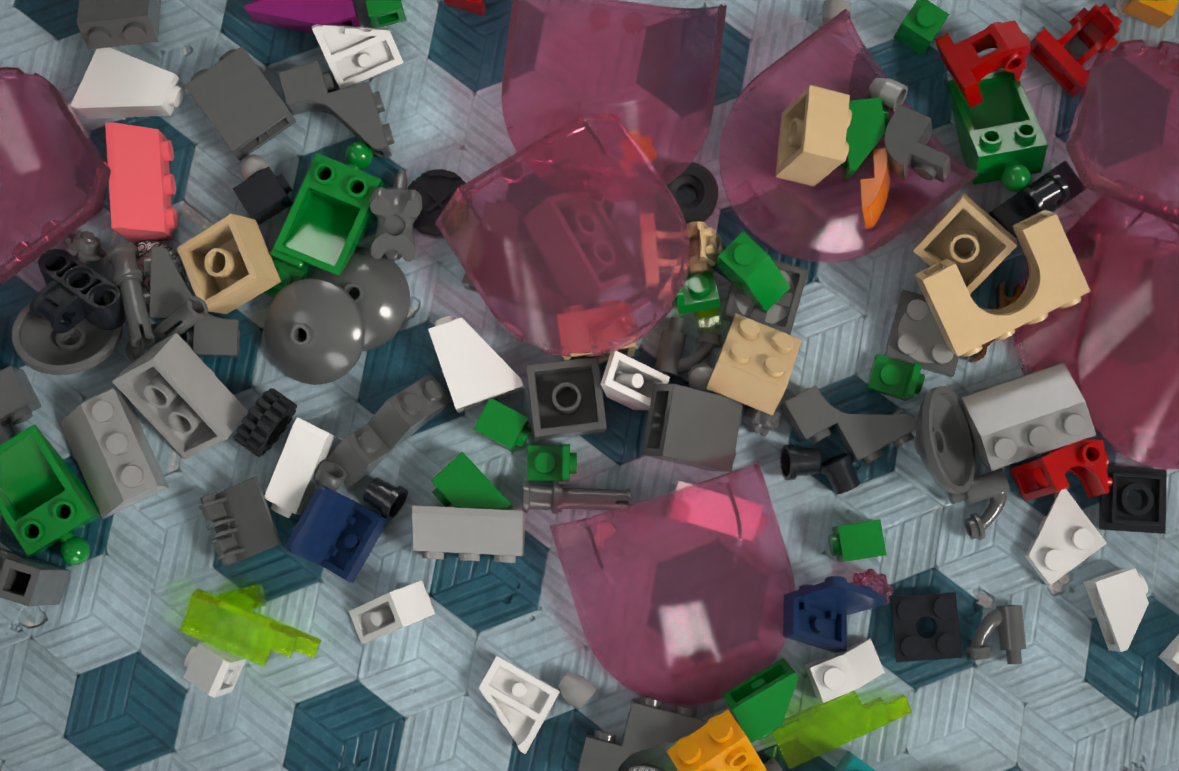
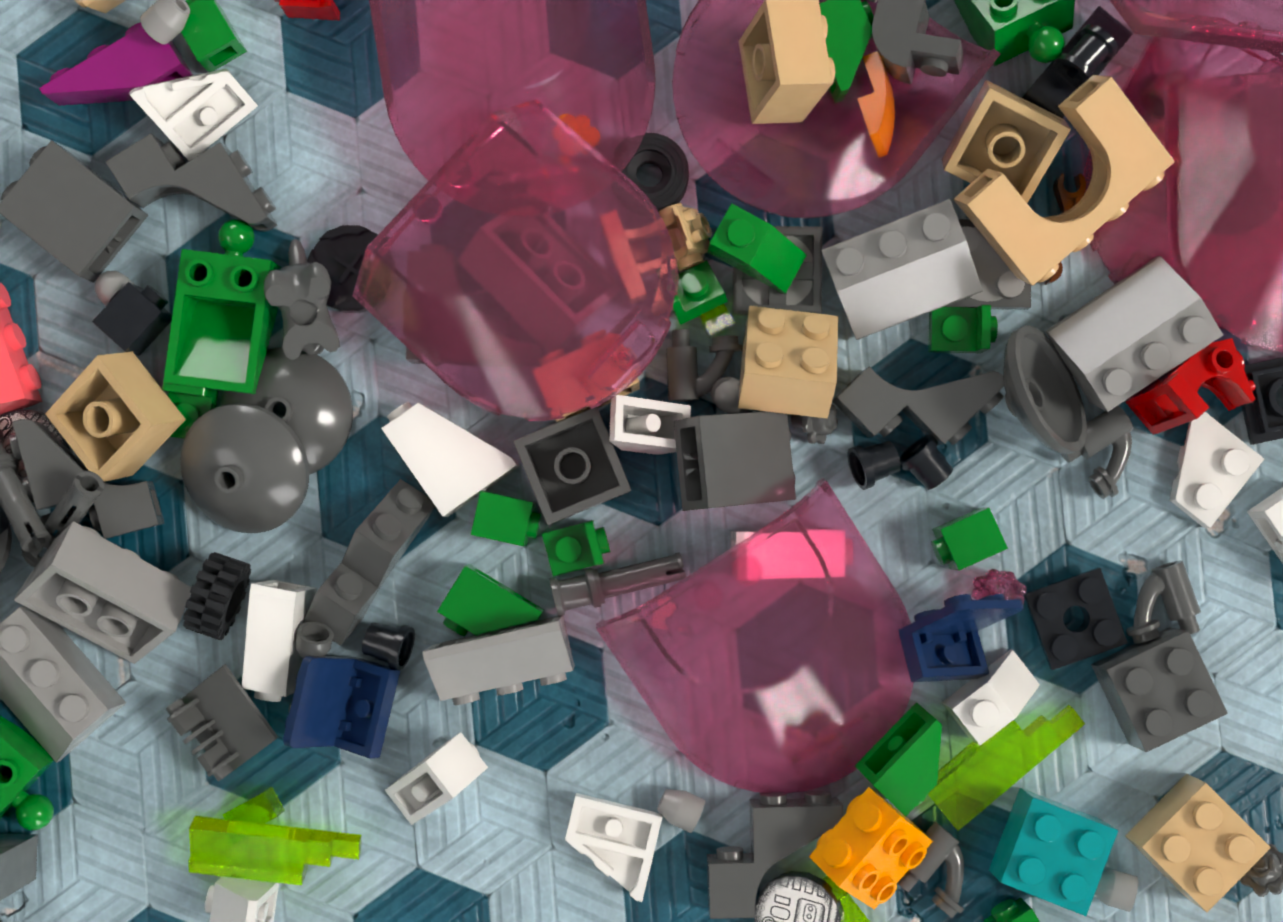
camera: 15 degrees left, 5 degrees up
(861, 318) = (903, 269): none -> light grey slope
(977, 700) = (1159, 689): none -> dark grey brick

